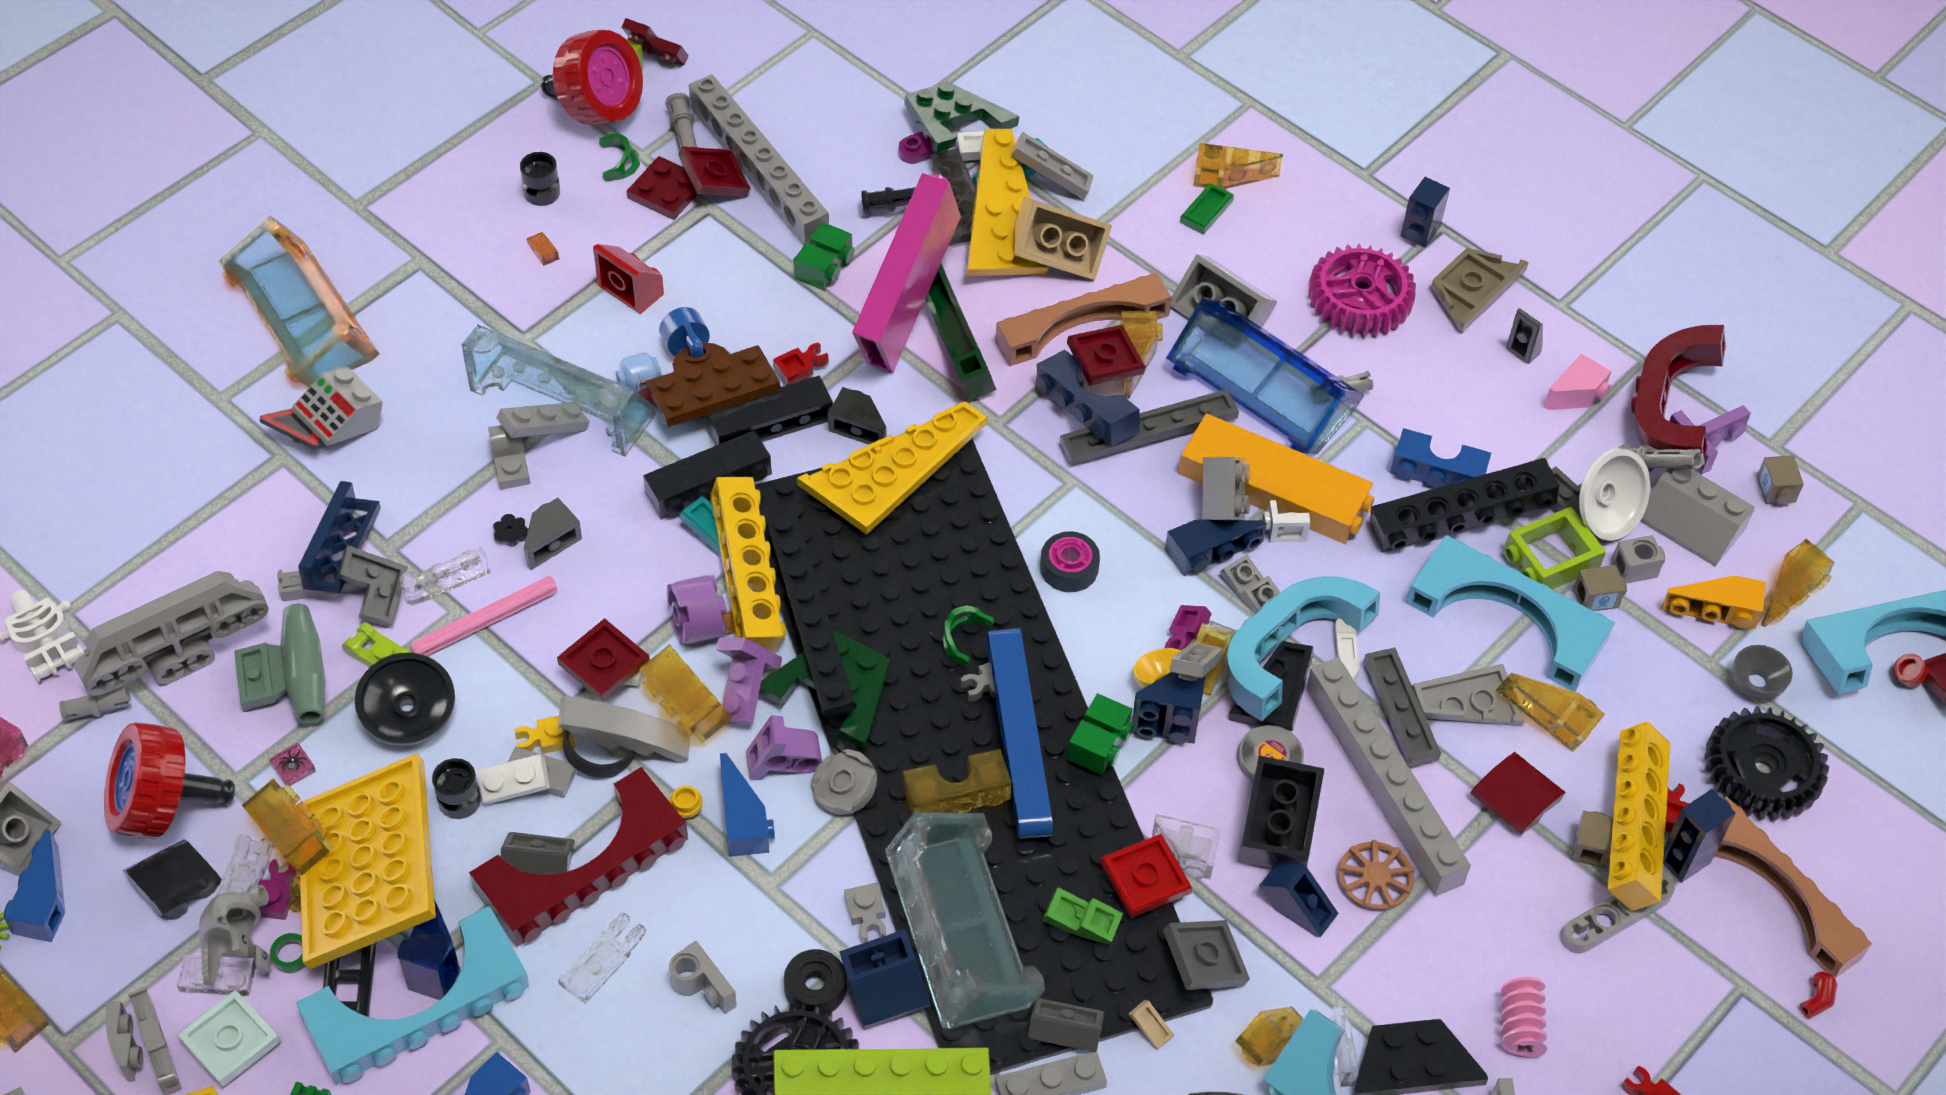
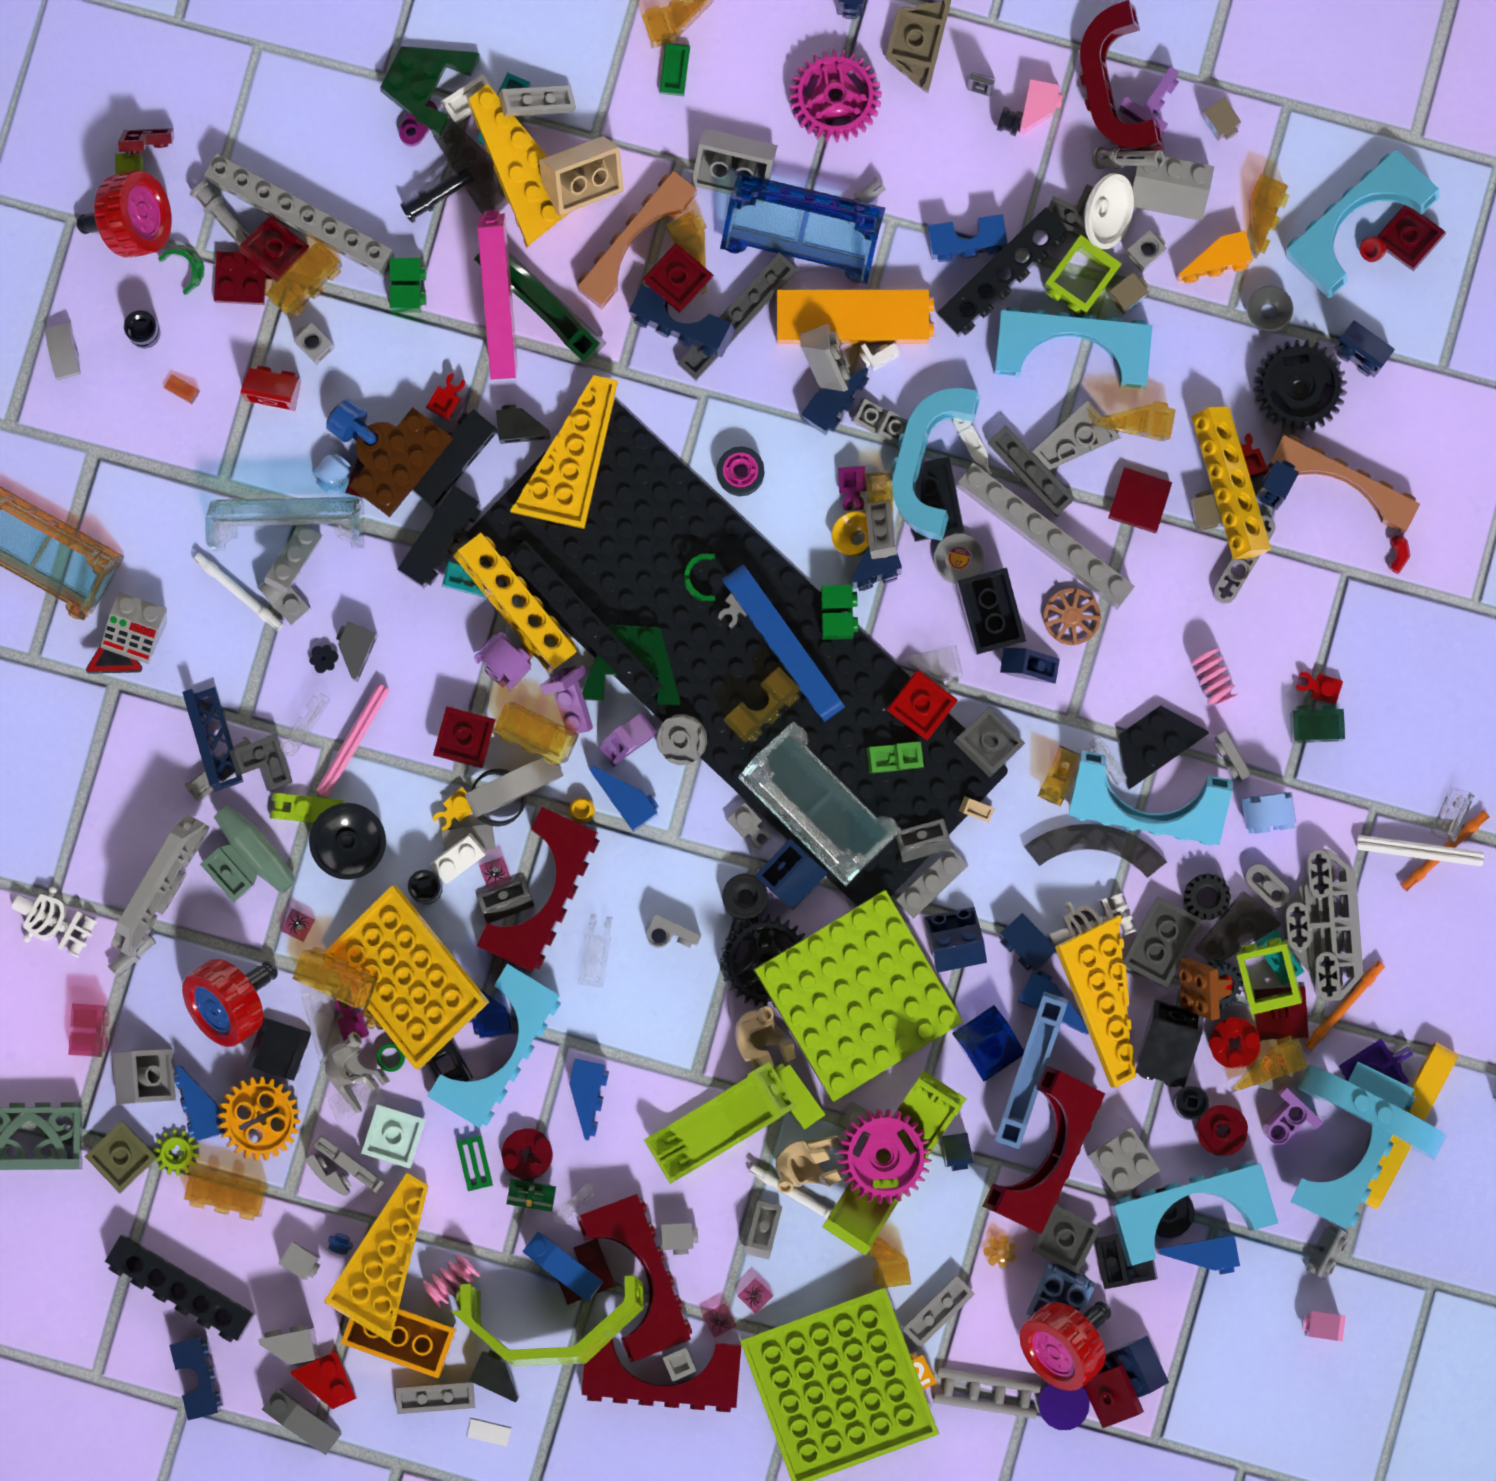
camera: 25 degrees left, 30 degrees up
(86, 962) = (268, 1139): none -> light orange gear
(451, 167) = (62, 351): none -> light grey slope
(479, 460) = (214, 571): none -> white piece
(545, 818) = (495, 873): none -> clear pink tile
(698, 262) = (319, 352): none -> light grey brick
(725, 210) = (304, 280): none -> clear yellow brick
(1538, 385) = (1009, 121): none -> black wheel
(1860, 758) = (1363, 349): none -> dark blue slope

